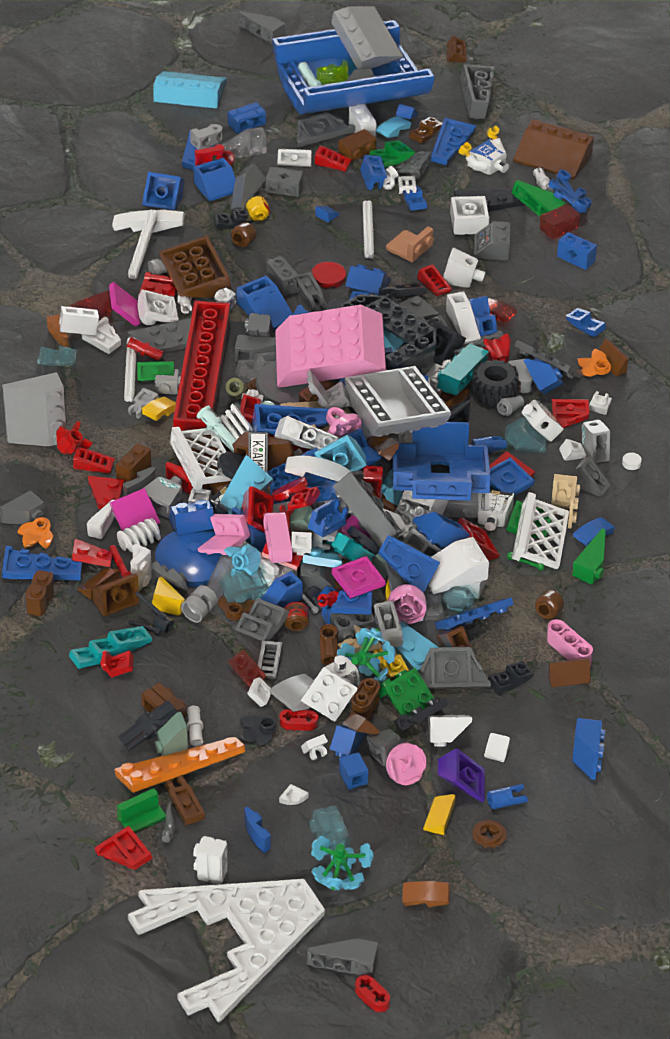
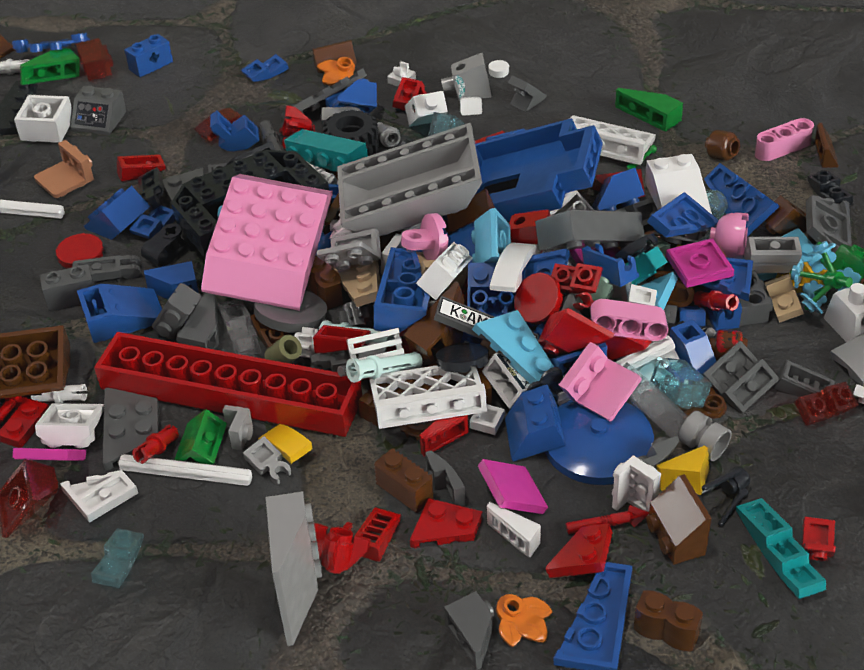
camera: 75 degrees left, 0 degrees up
(54, 329) = (67, 545): dark orange slope -> none
(78, 320) = (74, 504): white hinge -> none
(101, 578) = (641, 549): reddish brown slope -> none
(138, 534) = (557, 488): white piece -> none
(164, 494) = (470, 448): light grey torso -> none
(225, 296) = (86, 348): white gear -> none
(244, 558) = (655, 363): medium azure brick -> none
(328, 644) = (774, 321): reddish brown piece -> none
(462, 269) = (140, 135): white torso -> none
(462, 316) = (220, 146): white slope -> none
(564, 493) = (568, 100): tan bracket -> none
(588, 531) = (607, 104): blue slope -> none

